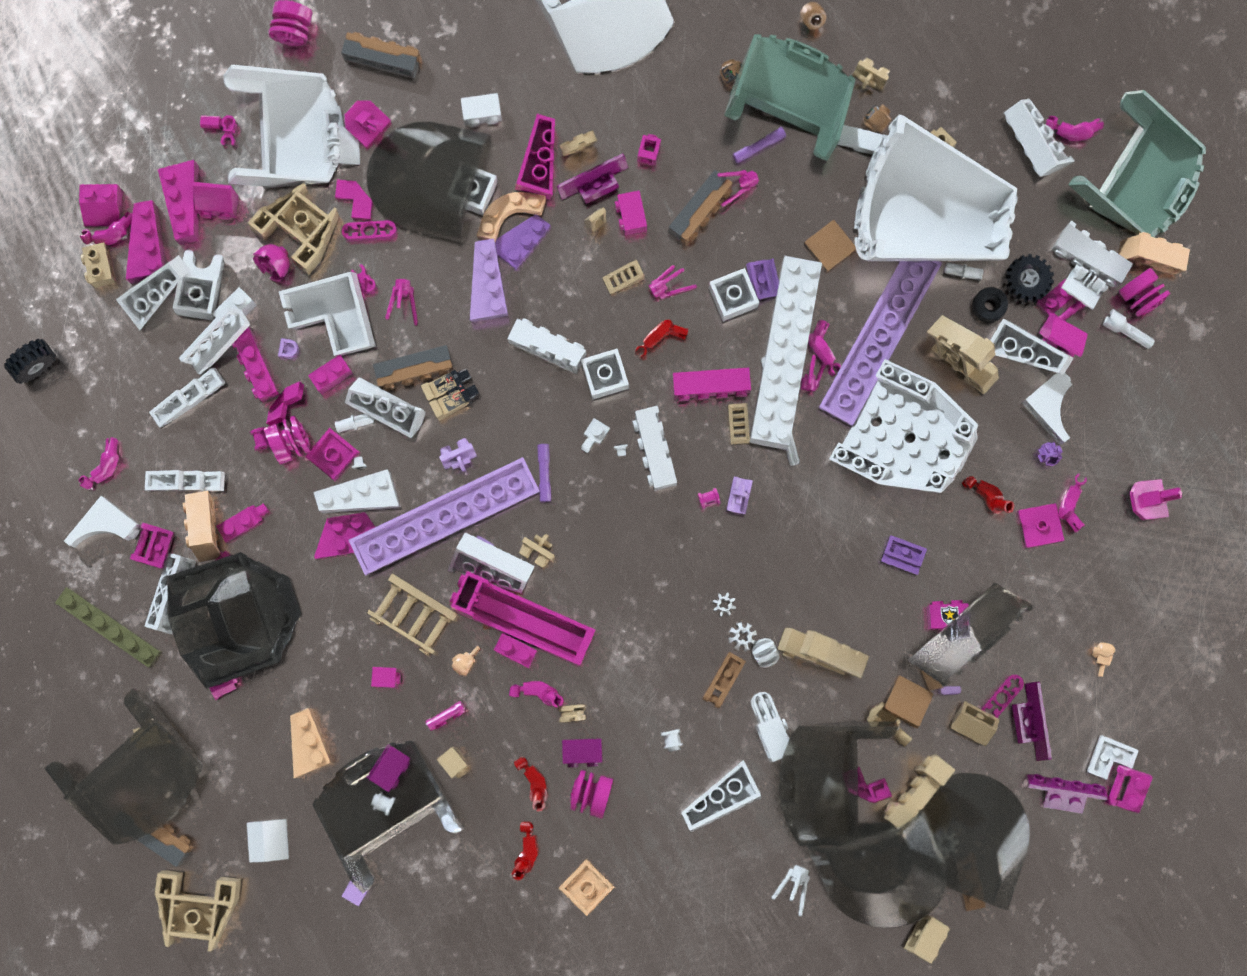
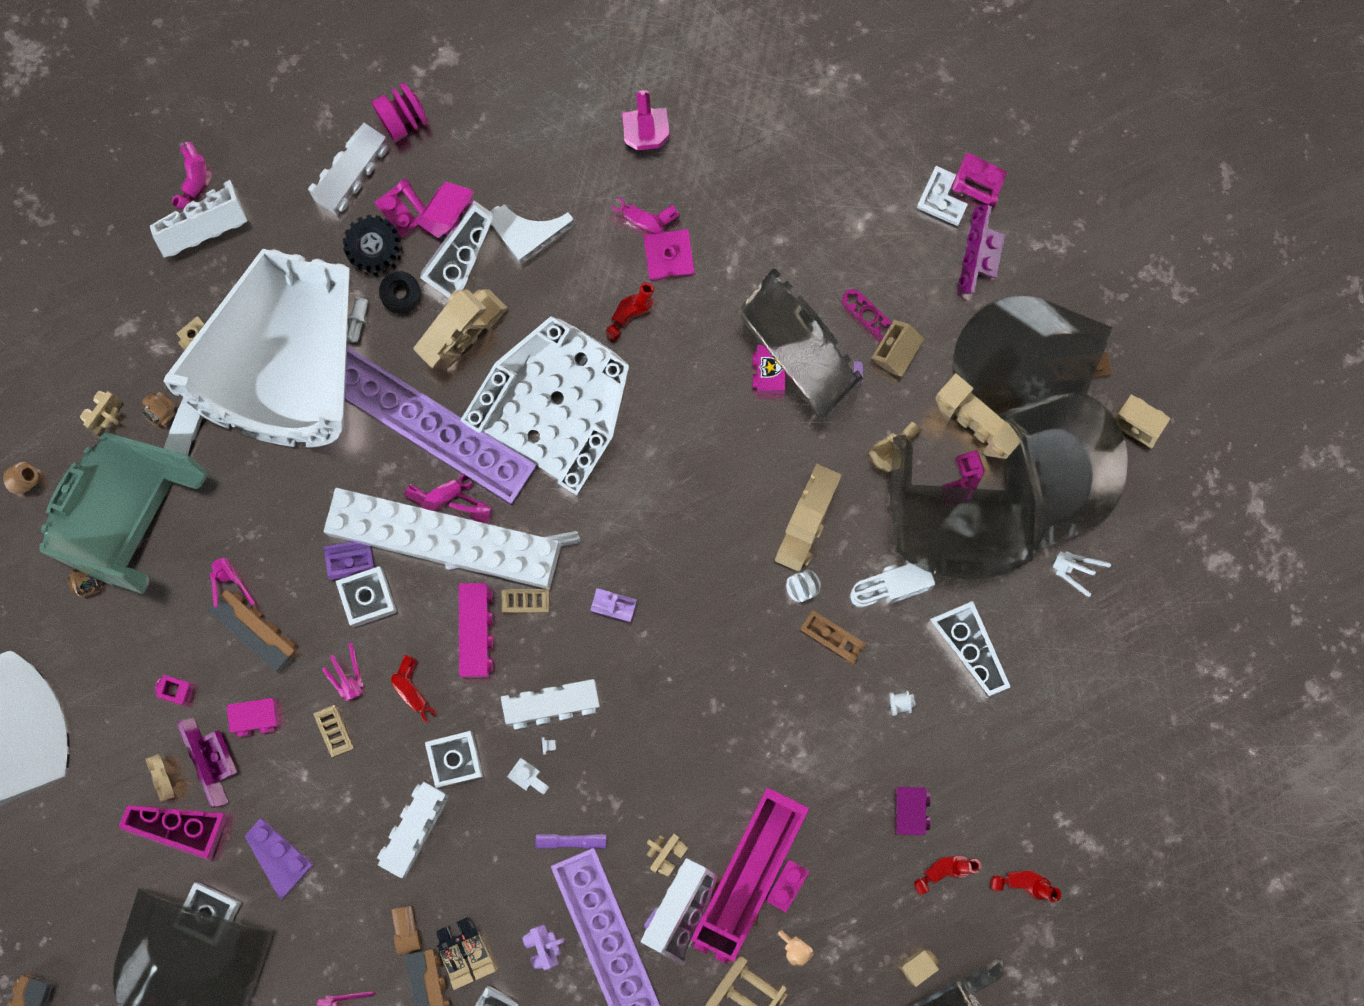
camera: 85 degrees left, 0 degrees up
(440, 719) = (864, 979): dark pink plate -> none
(462, 346) = (407, 937): none -> medium nougat piece
(481, 110) = (105, 898): white brick -> none
(487, 287) = (335, 900): lavender wedge -> none
(505, 206) = (232, 874): light nougat plate -> none
(543, 691) = (837, 854): dark pink arm -> none
(572, 713) = (865, 820): tan wheel -> none
(586, 887) = (1070, 814): light nougat tile -> none
(591, 794) = (963, 802): dark pink wheel -> none
(596, 219) = (257, 761): tan slope -> none
(709, 498) = (614, 641): dark pink bush -> none
(722, 610) = (740, 637): white gear -> none
(743, 630) = (784, 604): white piece -> none
(769, 139) = (185, 567): medium lavender piece -> none
(830, 245) = (312, 476): medium nougat tile -> none
(903, 555) = (695, 416): medium lavender plate -> none
(908, 701) = (868, 423): medium nougat tile -> none
(1031, 722) = (898, 283): magenta bracket -> none
(1050, 454) = (585, 236): medium lavender gear -> none
(1083, 288) = (388, 182): white hinge -> none
(1104, 654) = (823, 195): light nougat piece -> none
(1118, 323) = (433, 145): white piece -> none
(1154, 173) = (254, 89): sand green windscreen -> none
(1155, 253) = (351, 96): light nougat wedge -> none

